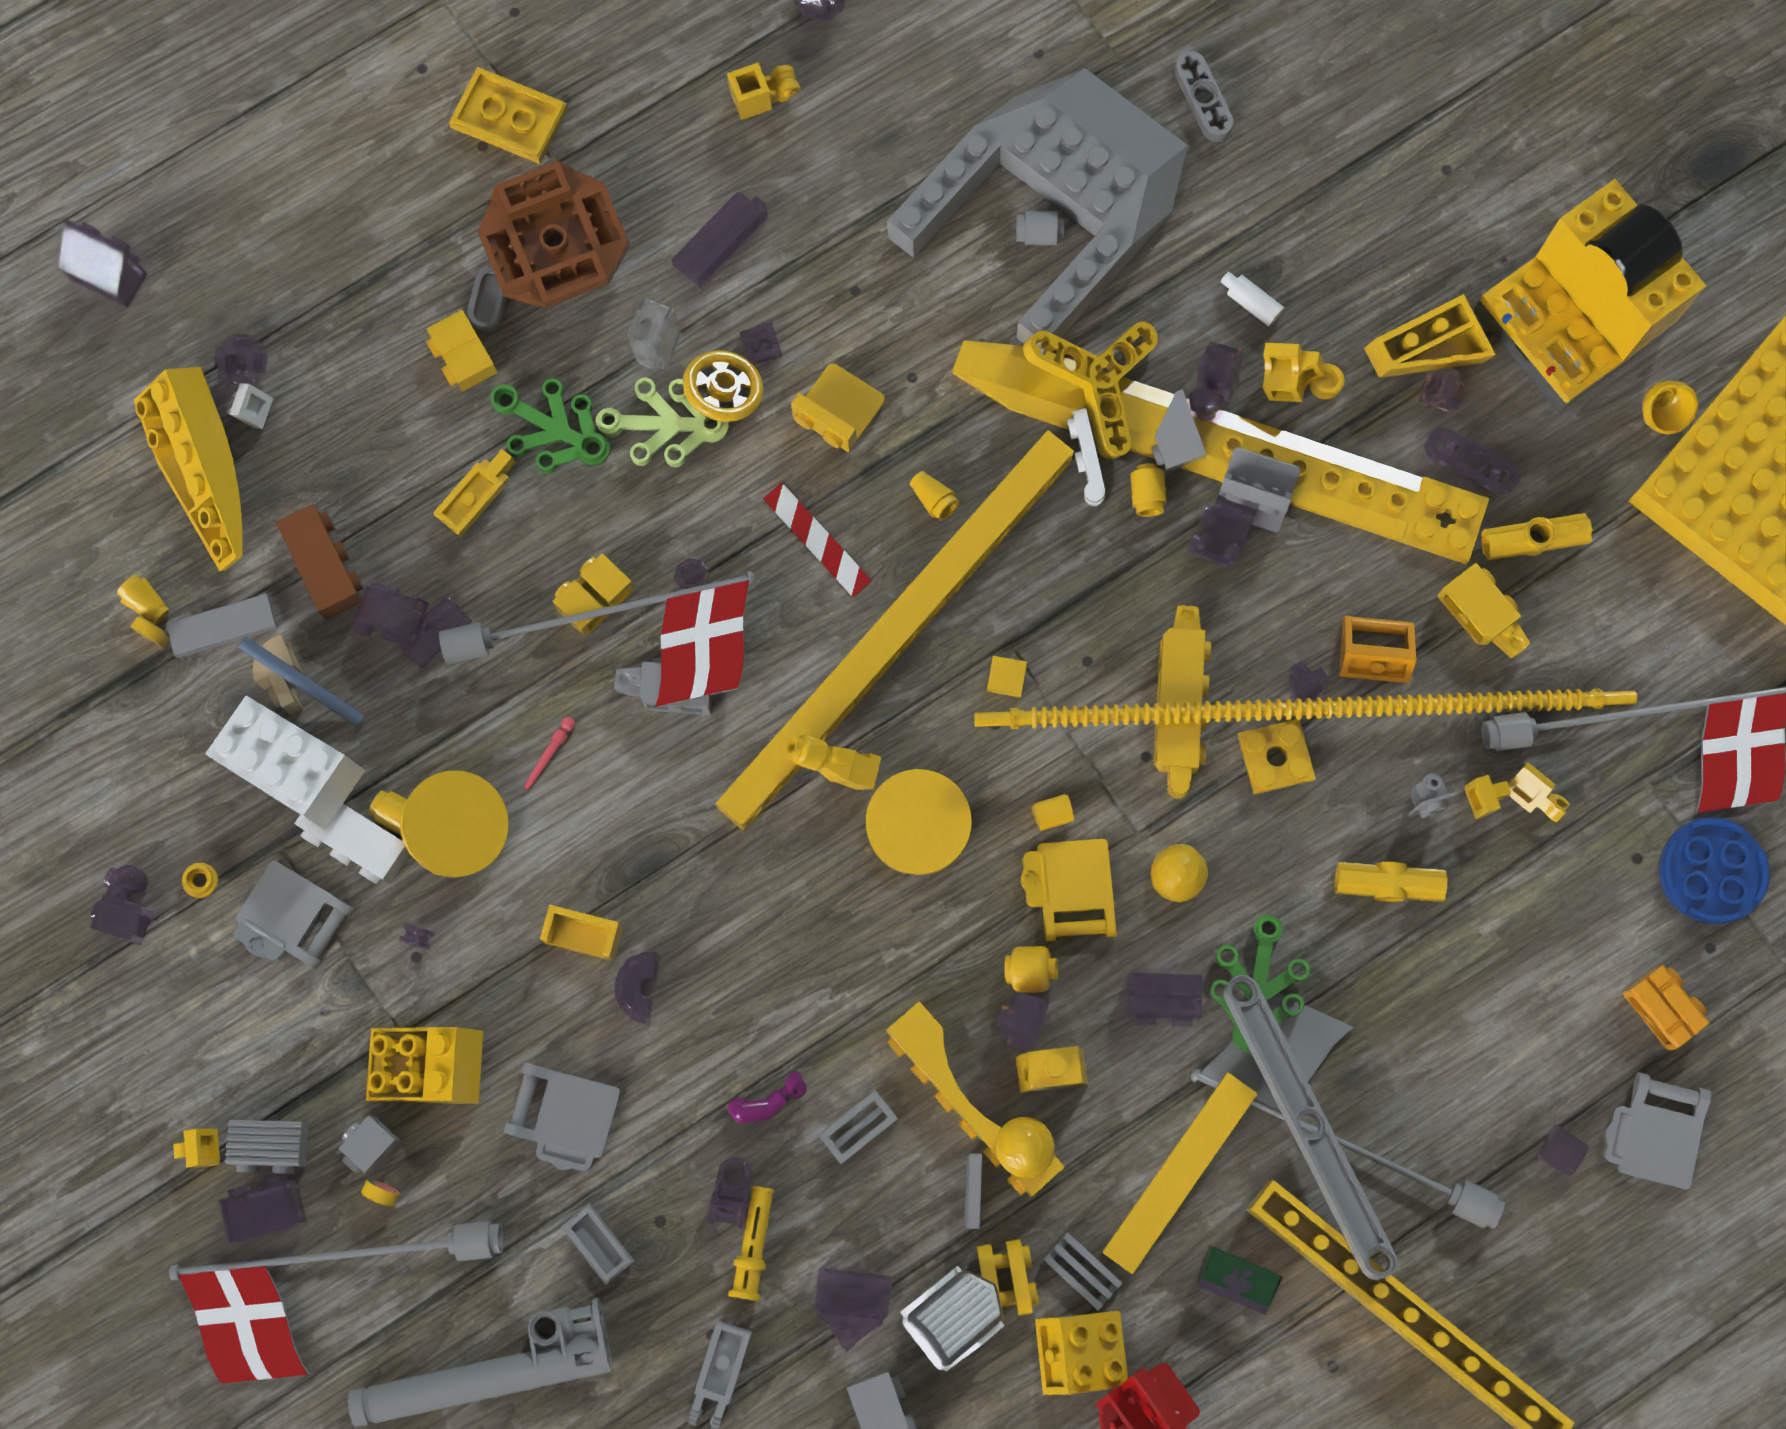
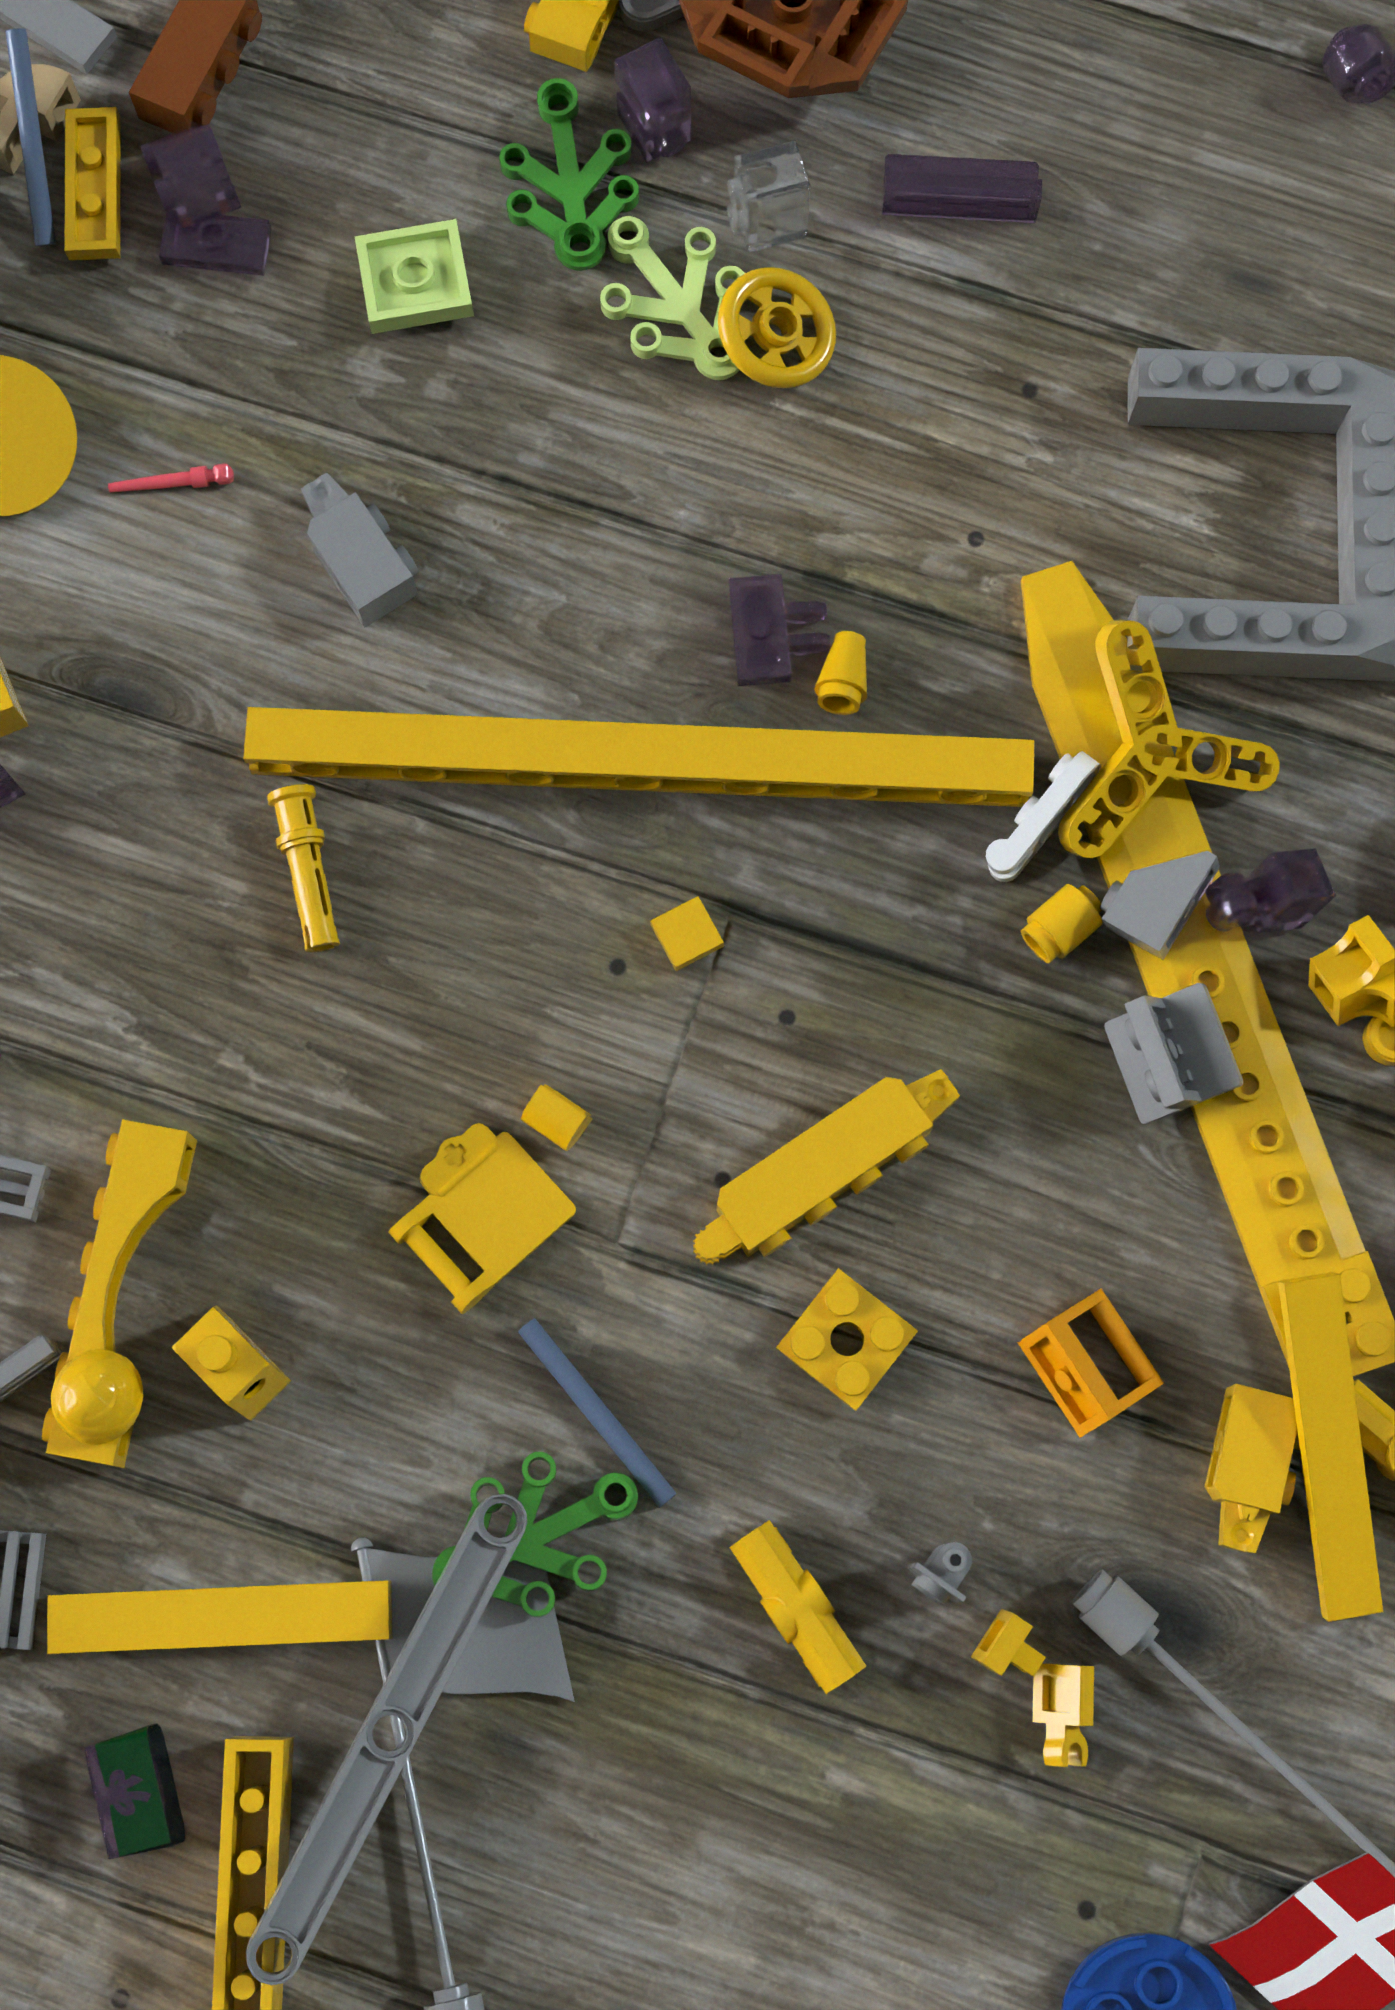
camera: 50 degrees right, 0 degrees up
(348, 670) = (92, 183): none -> yellow plate
(475, 493) = (417, 157): yellow hinge -> none
(540, 544) = (414, 276): none -> yellowish green plate
(552, 350) = (653, 100): none -> clear purple brick
(597, 587) = (398, 380): yellow piece -> none
(691, 574) = (514, 473): clear purple tile -> none
(698, 638) = (431, 534): flag -> none
(755, 92) = (1174, 86): yellow brick -> none
(760, 344) = (869, 333): clear purple tile -> none
(806, 833) = (301, 844): none -> yellow pin
(817, 539) = (680, 584): sticker -> none
(835, 763) = (407, 809): yellow piece -> none
(838, 407) = (860, 478): yellow bracket -> none
(879, 518) = (761, 629): none -> clear purple hinge
(918, 822) = (420, 966): yellow tile -> none
(1022, 1021) = (254, 1275): clear purple brick -> none
(1030, 969) = (336, 1238): yellow head -> none
(1039, 228) = (1290, 538): light grey brick -> none
(1164, 998) = (425, 1431): clear purple brick -> none
(1179, 873) = (603, 1331): yellow piece -> none
(1217, 907) = (597, 1412): none -> sand blue piece
(1223, 532) = (1082, 1056): clear purple cylinder -> none
(1307, 683) = (970, 1309): clear purple tile -> none
(1507, 566) = (1330, 1446): none -> yellow tile
(1595, 698) = (1252, 1694): yellow hose -> none

